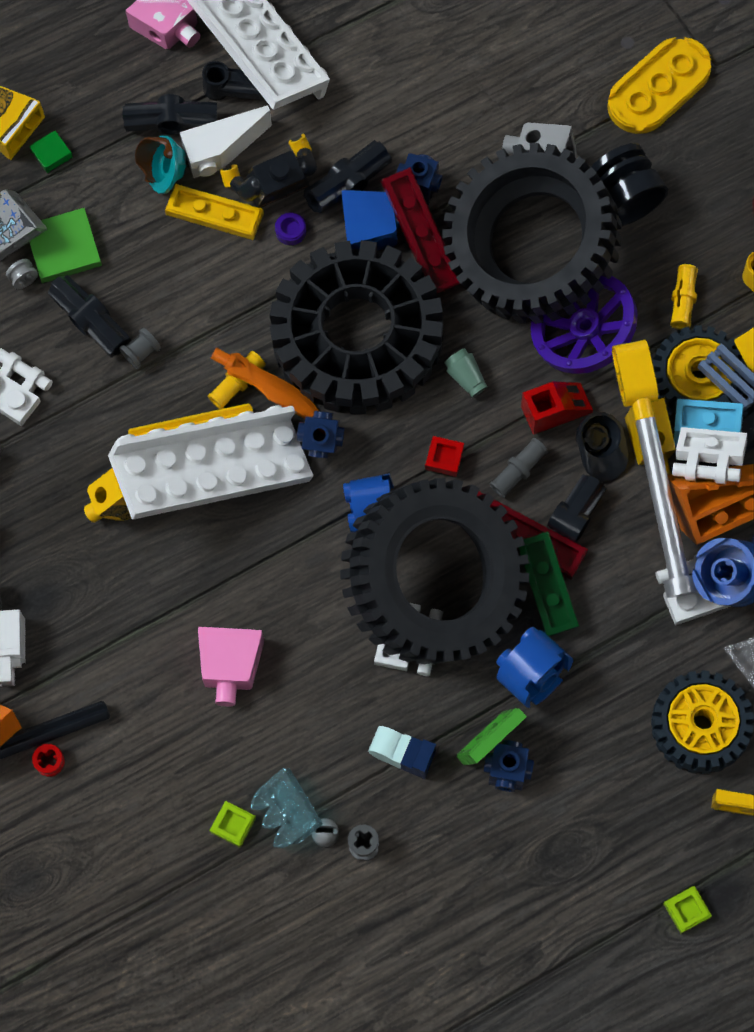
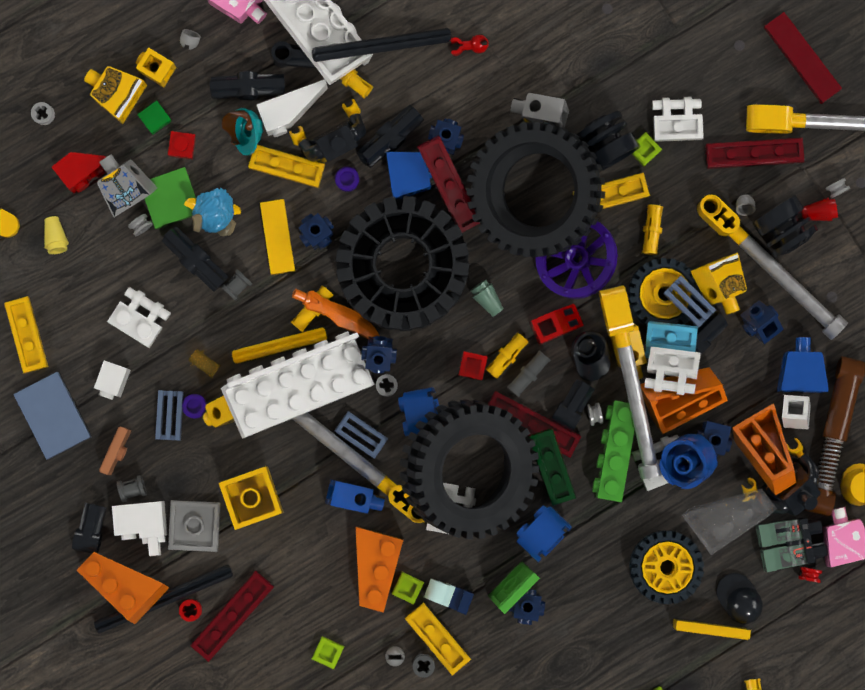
camera: 10 degrees left, 15 degrees up
(43, 483) = (159, 421): none -> sand blue tile
(62, 650) = (194, 526): none -> light grey tile
(66, 91) = (150, 58): none -> yellow brick
(73, 498) = (194, 406): none -> dark purple tile
(82, 184) = (181, 145): none -> red plate
(90, 443) = (204, 363): none -> clear yellow pin
(103, 61) = (189, 38): none -> light grey hinge
(104, 771) = (232, 616): none -> dark red tile
(116, 257) = (213, 212): none -> dark azure hair
(140, 610) = (251, 497): none -> yellow brick
(197, 294) = (277, 237): none -> yellow tile
(229, 660) = (318, 532): bright pink torso -> none
(246, 285) = (318, 240): none -> dark blue brick
(264, 613) = (343, 496): none -> blue torso
(287, 808) = (367, 642): clear light blue plate -> none
(290, 577) = (355, 460): none -> flat silver piece
(301, 111) = (357, 83): none -> yellow pin
(305, 706) = (376, 566): none -> orange wedge
(314, 557) = (344, 423): none -> sand blue tile
(322, 484) = (381, 391): none -> light grey bush
(340, 67) = (381, 44): none -> black axle
(346, 741) = (407, 588): none -> lime tile
(385, 810) = (437, 638): none -> yellow tile
(462, 76) = (474, 44): none -> red arm
(490, 445) = (507, 355): none -> yellow pin
(606, 520) = (594, 414): none -> light grey bush
(634, 570) = (616, 452): none -> bright green brick
(646, 251) = (624, 190): none -> yellow tile
(659, 85) = (632, 47): yellow tile -> none
(676, 203) = (647, 151): none -> lime tile
(716, 176) = (677, 127): none -> white plate

